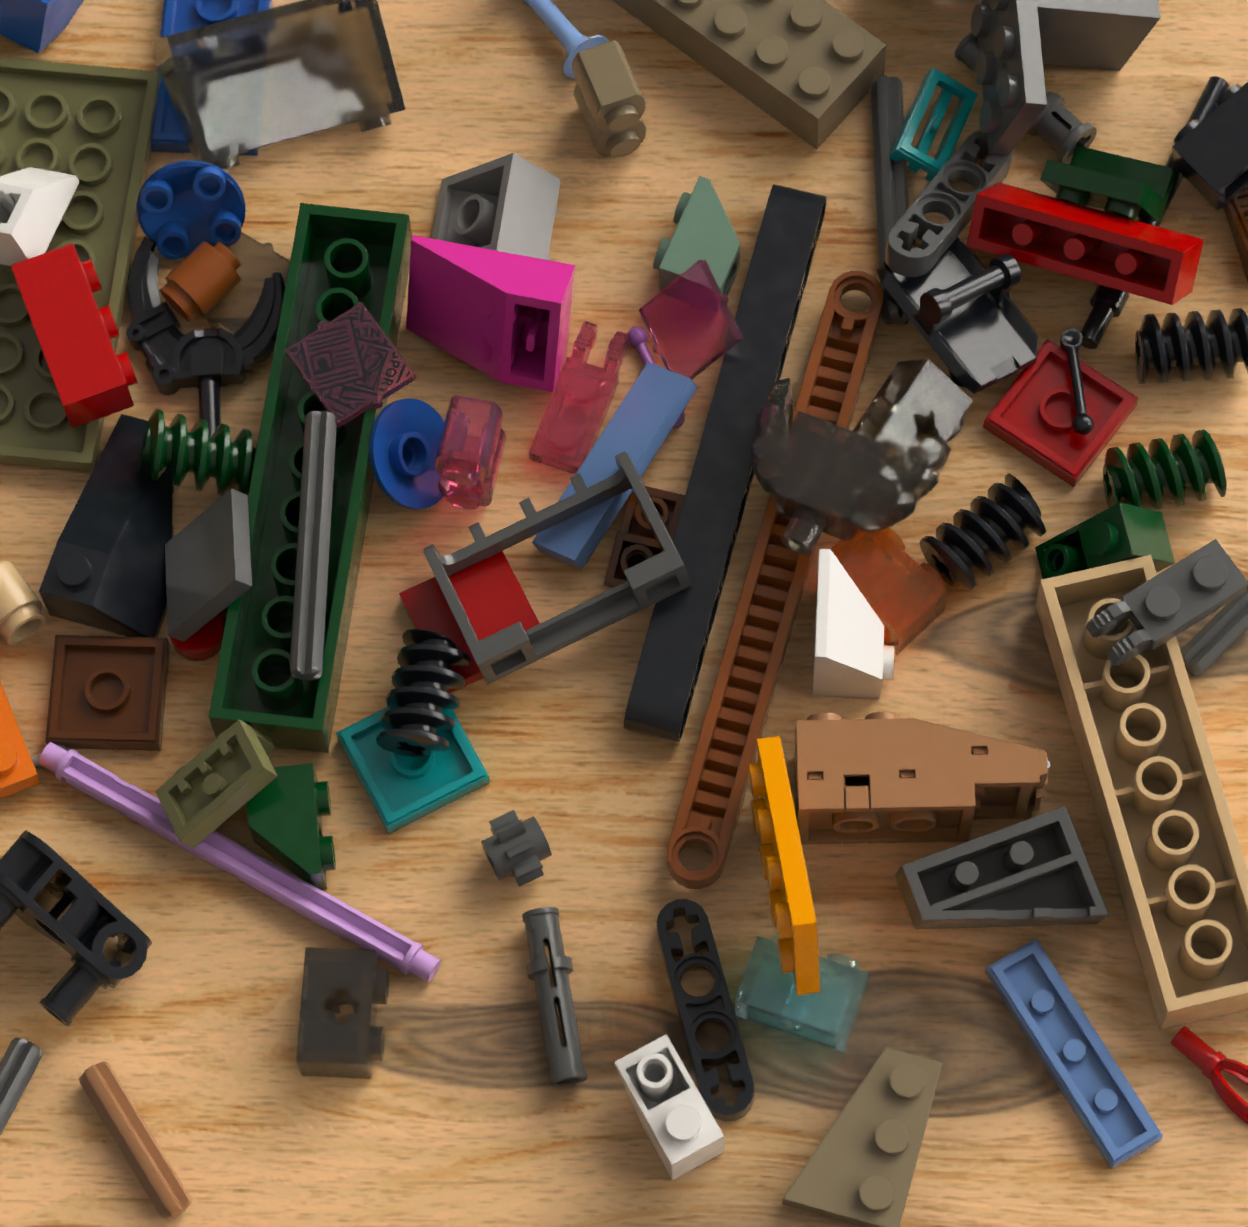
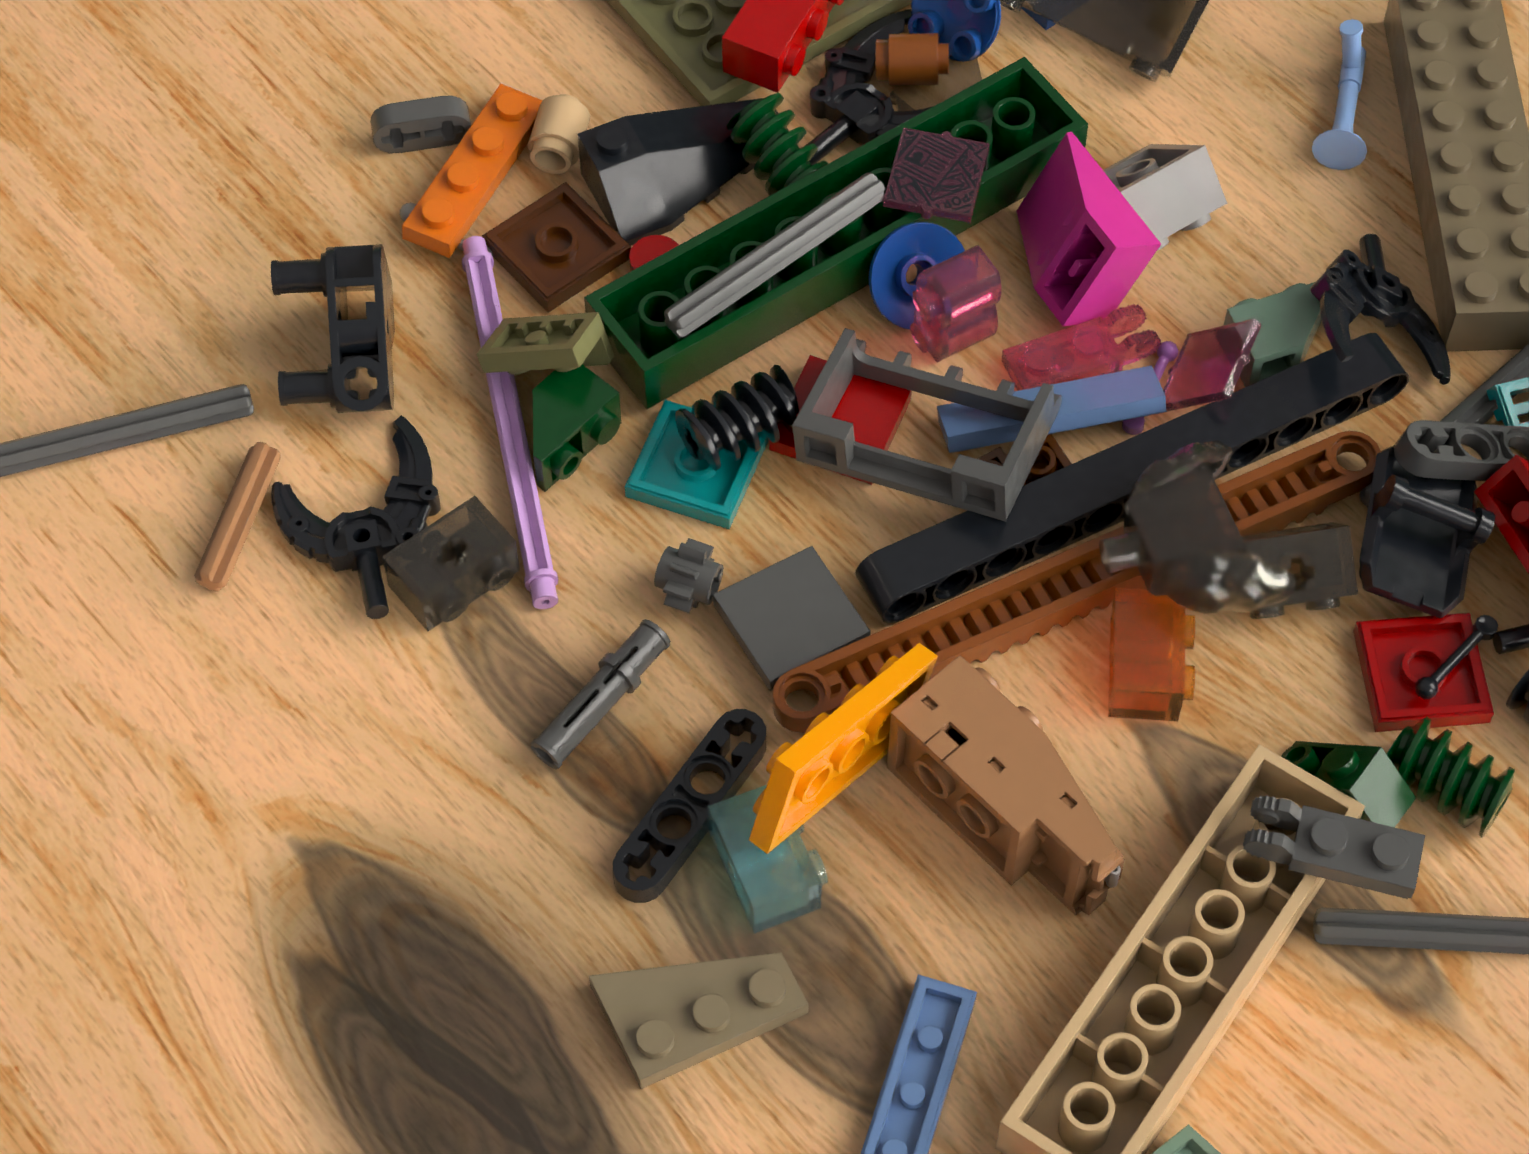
camera: 45 degrees right, 10 degrees down
(208, 565) = (700, 215): dark grey tile -> none
(247, 1055) = (364, 536): none -> black bar
(609, 99) = (1319, 178): dark tan brick -> none
(618, 805) = (789, 615): none -> dark grey tile
(670, 1107) = (582, 836): white slope -> none
(736, 153) = (1369, 289): none -> black bar
(848, 637) = (1070, 653): white slope -> none
(983, 532) = (1263, 690): black piece -> none
(1006, 879) = (997, 922): dark grey wedge -> none

